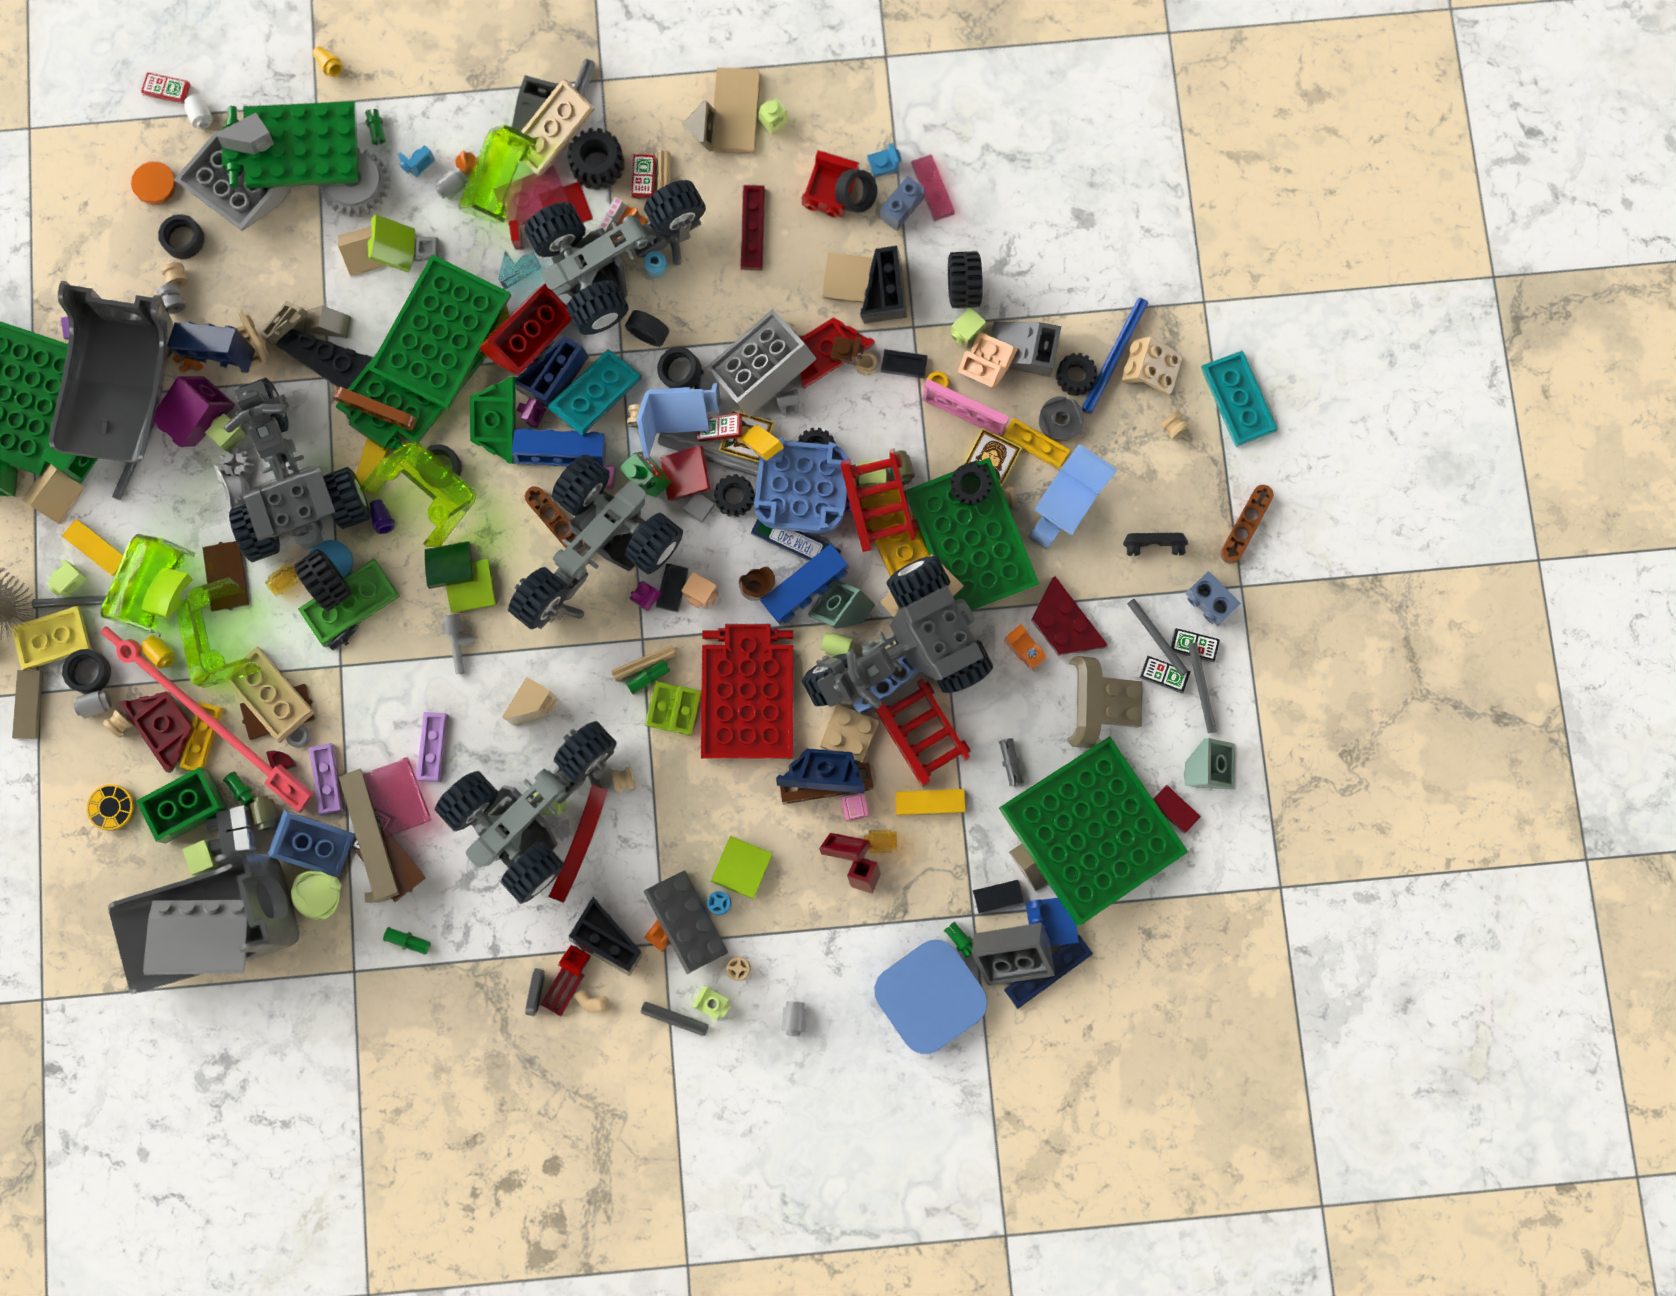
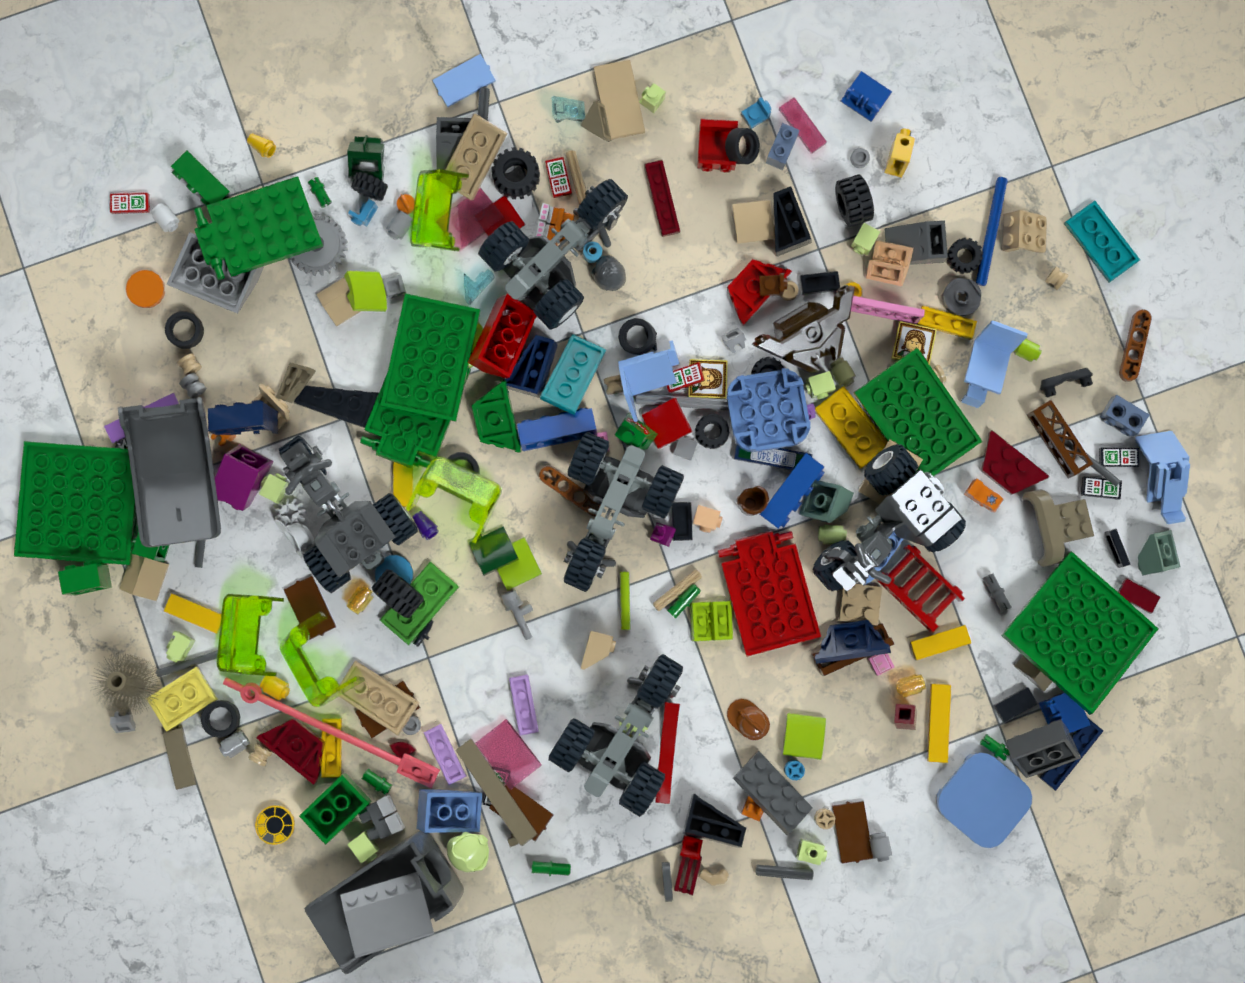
camera: 20 degrees left, 5 degrees up
(163, 593) = (267, 637): lime slope -> none
(245, 76) = (199, 179): none -> green wedge
(246, 136) = (221, 233): light grey slope -> none
(264, 813) = (403, 796): olive brick -> none
(327, 322) = (330, 372): dark tan slope -> none
(375, 408) = (395, 437): dark orange beam -> none
(430, 132) = (369, 186): none -> black tyre
(437, 93) = (366, 150): none -> dark green piece
(515, 234) = (466, 255): red tile -> none
(531, 412) = (524, 405): magenta tile -> none
(570, 48) = (464, 80): none -> light blue piece
(581, 659) = (625, 600): none -> lime piece
(623, 779) = (689, 690): tan wheel -> none
(647, 328) = (601, 309): black tyre -> none
(668, 293) = (609, 273): none -> dark grey hair
(672, 103) = (567, 109): none -> clear light blue slope
(684, 832) = (748, 719): none -> dark orange piece
(761, 363) = (704, 313): light grey slope -> none
(761, 442) = (726, 383): yellow tile -> none
(767, 993) = (852, 832): none -> reddish brown piece
(845, 847) = (884, 699): dark red tile -> none
(862, 515) = (824, 421): red fence -> none
(872, 413) = (810, 332): none -> helmet
(903, 894) = (939, 723): none -> yellow tile
(960, 473) = (920, 377): black tyre -> none
(987, 238) = (860, 158): none -> light grey tile
(1012, 173) = (866, 96): none -> blue hinge
(1035, 238) = (900, 153): none -> yellow torso
(1119, 495) = (1028, 350): none -> lime brick
(1122, 608) = (1056, 445): none -> reddish brown fence
(1164, 747) = (1117, 548): none -> black tile
(1202, 688) = (1134, 491): dark grey bar -> none
(1242, 676) = (1167, 473): none -> light blue piece

